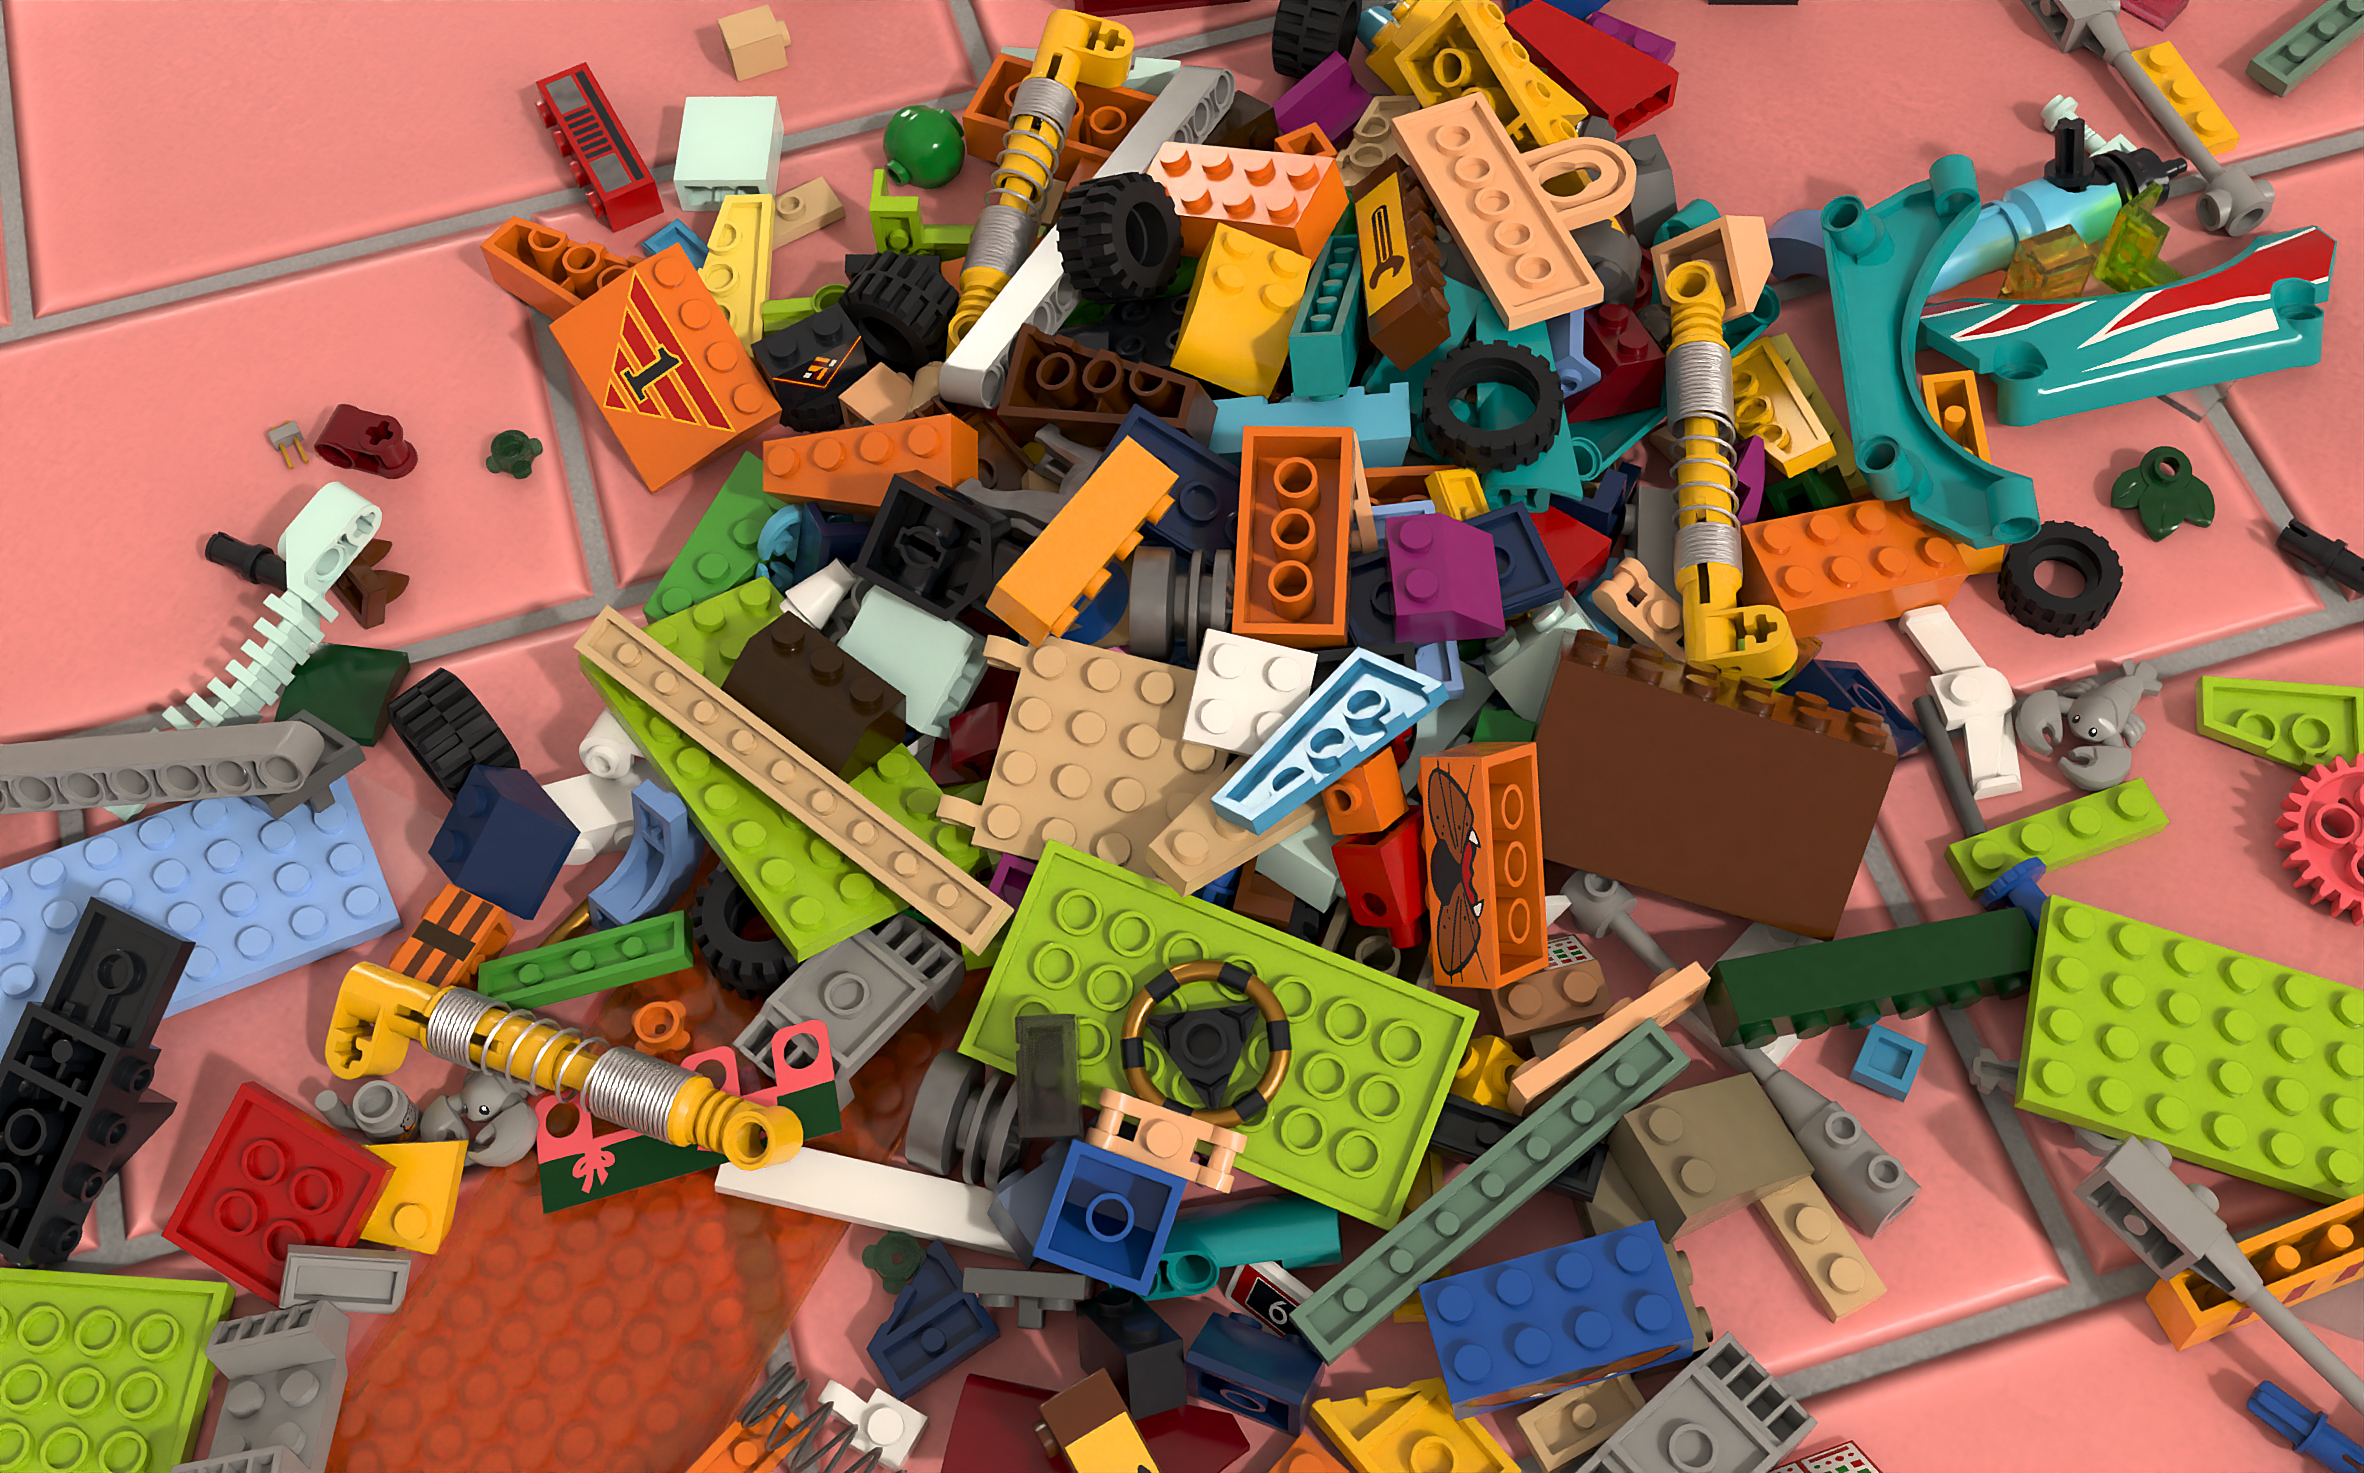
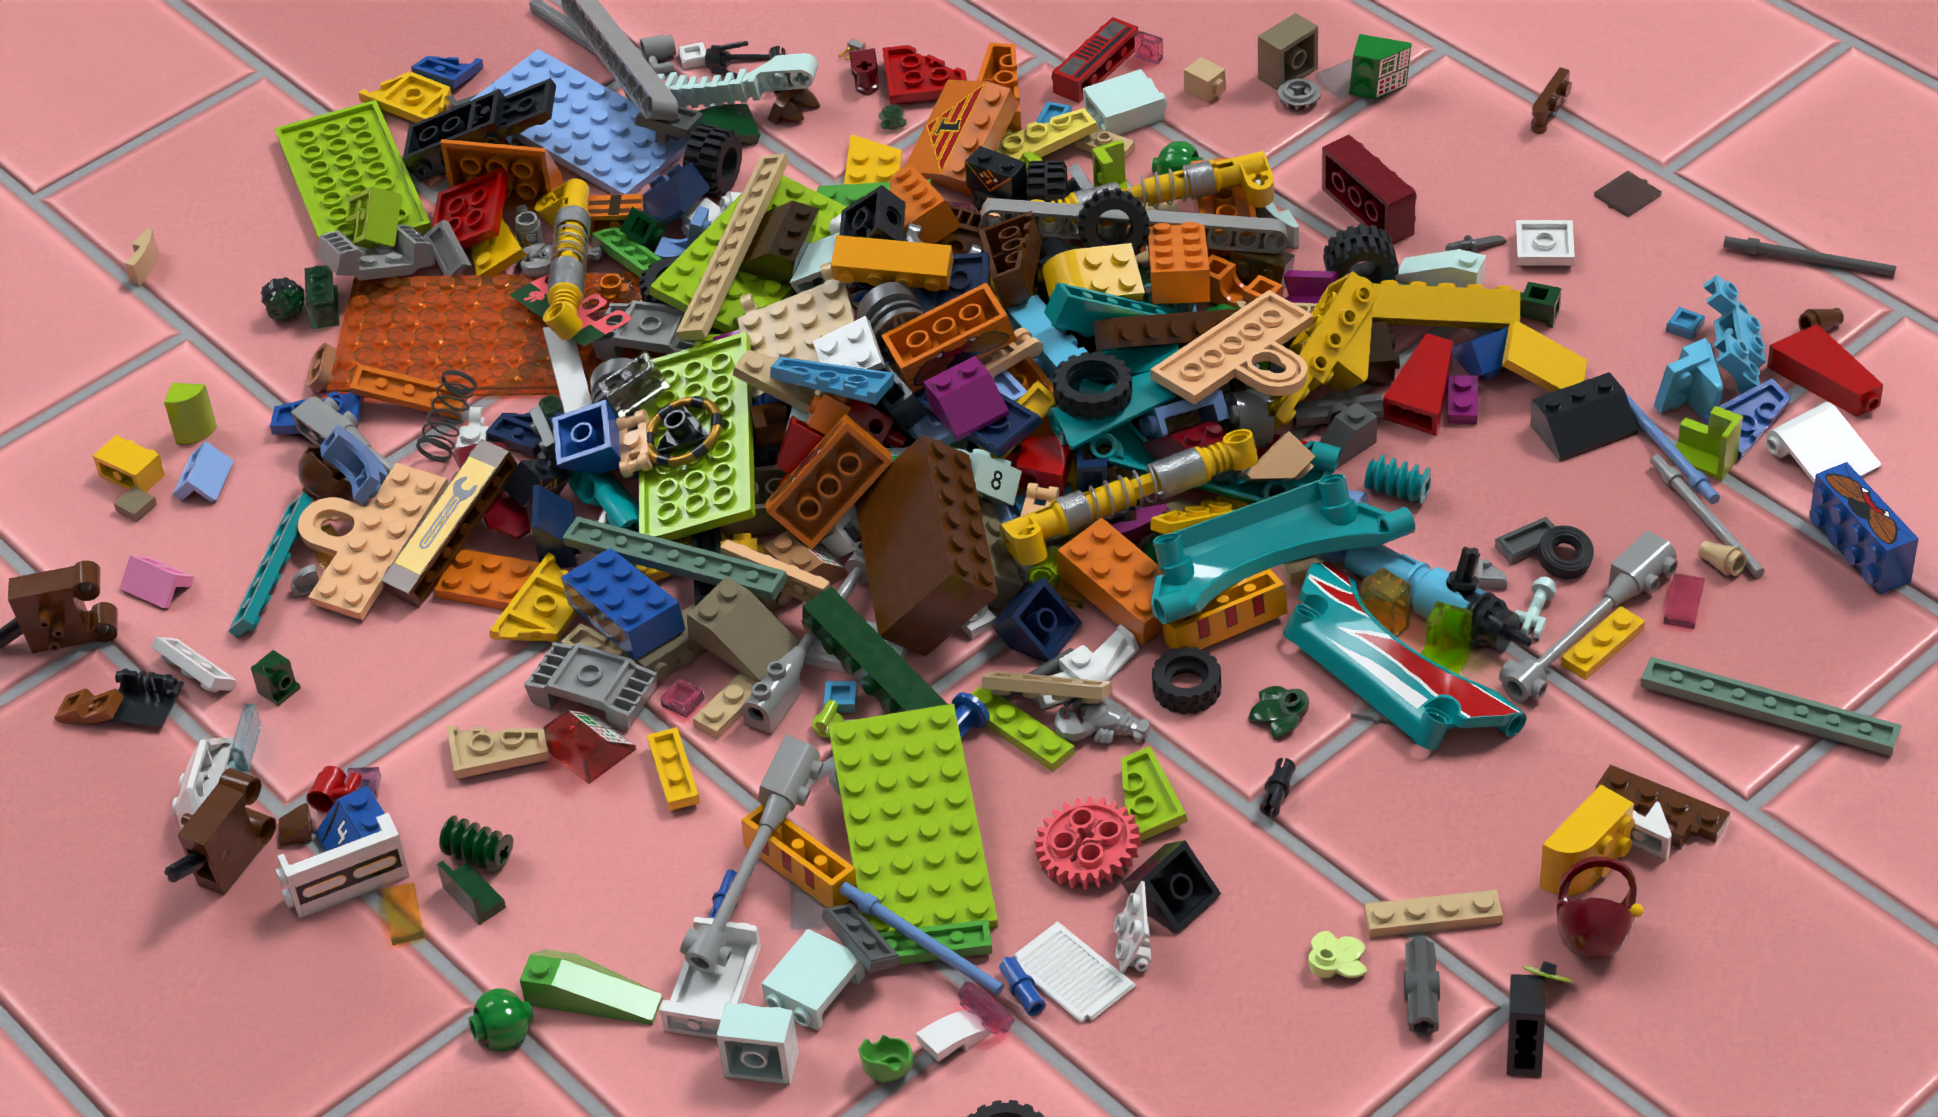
camera: 65 degrees right, 15 degrees down
(51, 714) = (656, 49): none -> light grey piece
(105, 675) = (692, 55): none -> white tile
(156, 636) = (717, 58): none -> black plant
(170, 1375) = (374, 216): none -> lime panel
(275, 1048) = (529, 169): none -> orange slope
(445, 380) = (916, 76): none -> red plate
(538, 935) = (643, 228): none -> dark green brick
(612, 531) = (871, 161): none -> yellow wing
(625, 75) = (1148, 47): none -> clear pink plate
(1770, 168) = (1398, 480): none -> teal piece
(1779, 1314) = (682, 698): none -> clear pink plate
(1936, 1105) = (827, 716): none -> lime plate
(1944, 94) = (1523, 541): none -> dark grey tile
(1952, 1397) = (673, 769): none -> yellow plate
(1989, 77) = (1557, 566): none -> black tyre
(1994, 161) = (1490, 576): none -> light grey tile
(2032, 755) = (1059, 687): none -> tan plate

